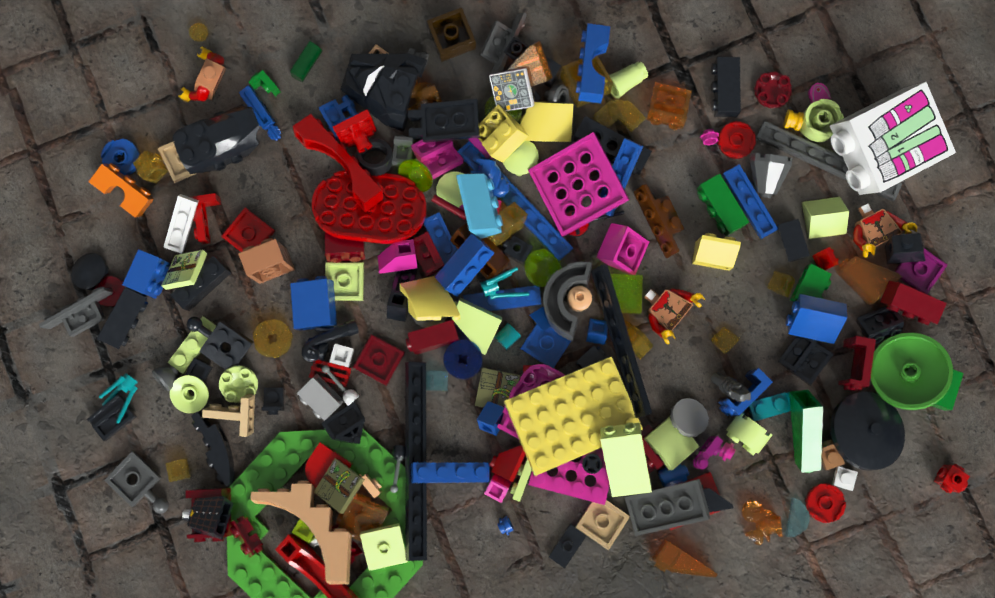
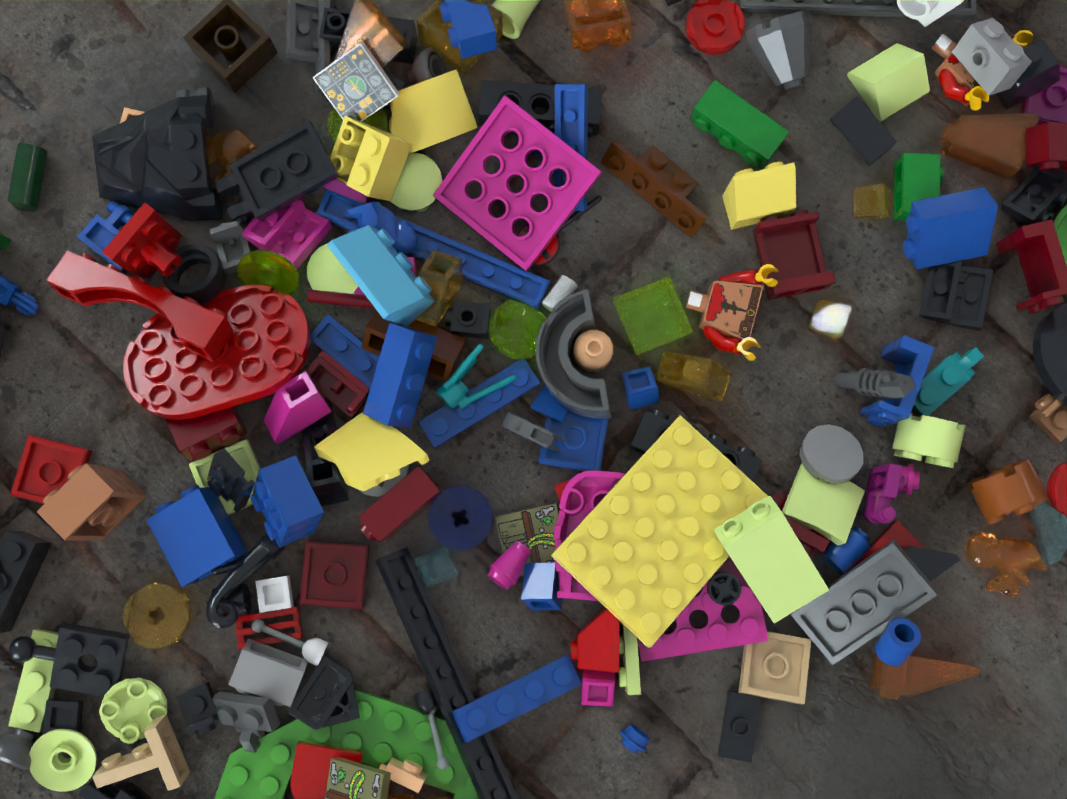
camera: 30 degrees left, 0 degrees up
(299, 415) = (249, 715): none -> dark grey hinge
(344, 281) = (228, 480): none -> black plate
(371, 307) = (286, 502): none -> blue brick
(477, 323) = (458, 455): yellowish green slope -> none
(477, 398) = (509, 565): none -> dark pink cone
(507, 336) = (511, 453): teal brick -> none
(524, 329) = (532, 431): none -> dark grey piece
(575, 257) = (553, 299): none -> white piece
(621, 110) = (531, 51): clear yellow plate -> none
(621, 341) = (684, 386): black tile -> none
(623, 249) = (623, 250): dark pink slope -> none
(675, 536) = (897, 642): none -> blue brick
(709, 137) = (675, 36): dark pink plate -> none
(720, 293) = (796, 251): none -> dark red panel
(750, 201) = (776, 103): blue plate -> none
(780, 483) = (1008, 491): none -> dark orange brick
(806, 430) = (1010, 395): slope -> none
(825, 259) = (919, 138): red tile -> none
(885, 230) = (991, 56): none -> light grey brick

